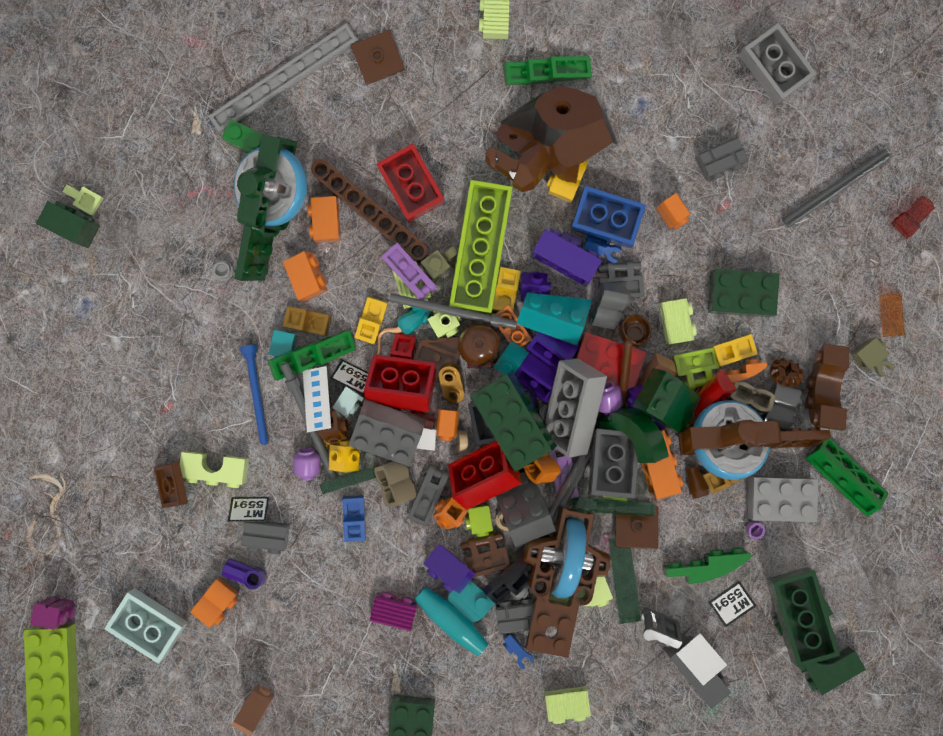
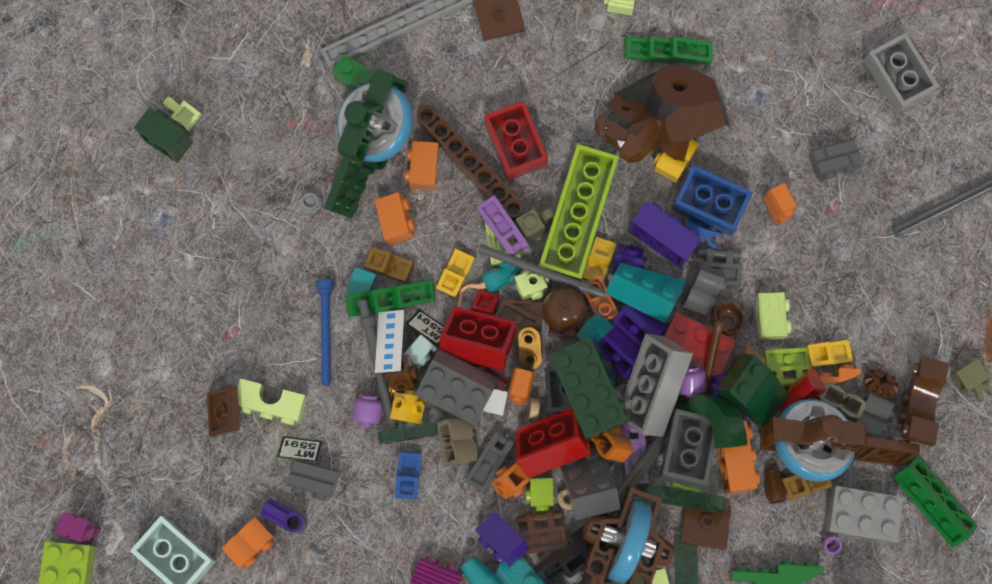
camera: 10 degrees right, 10 degrees down
(743, 293) = (844, 296): dark green brick -> none

